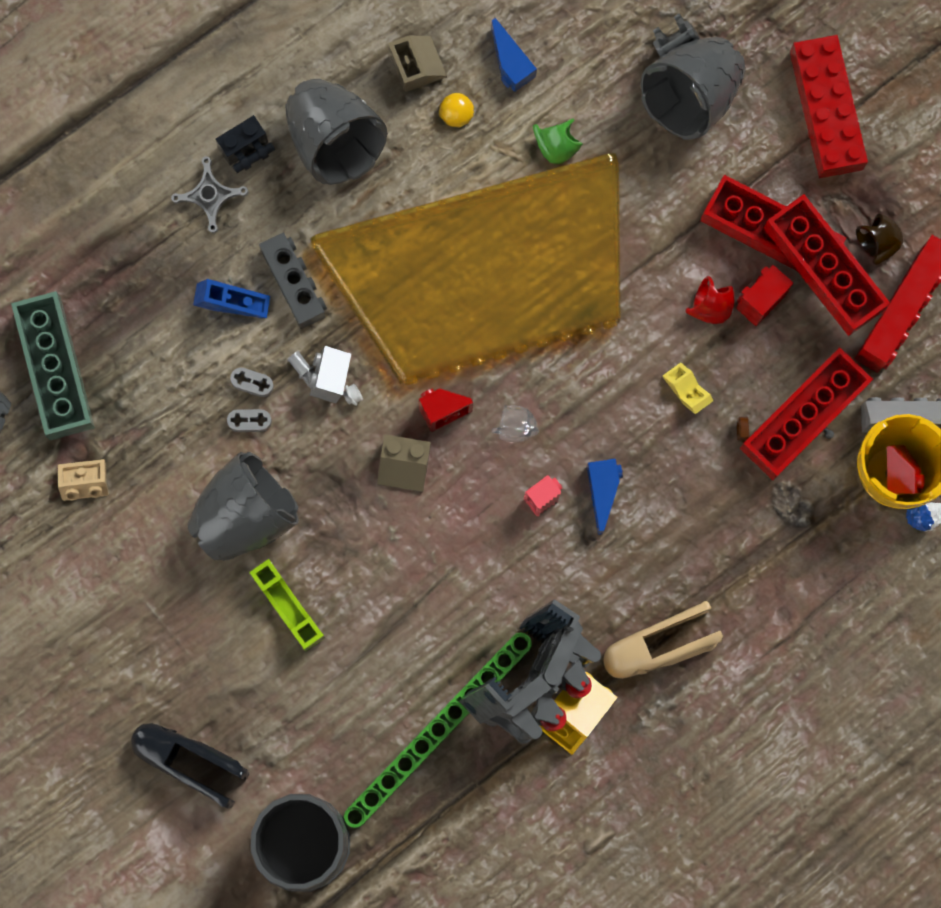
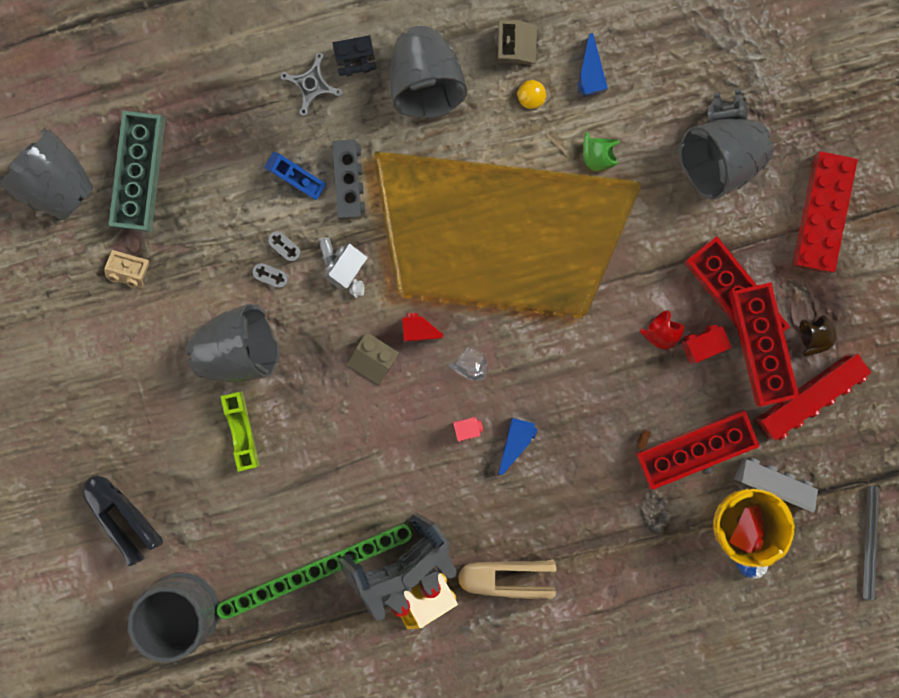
camera: 30 degrees right, 10 degrees up
(687, 388) = (615, 390): light yellow slope -> none

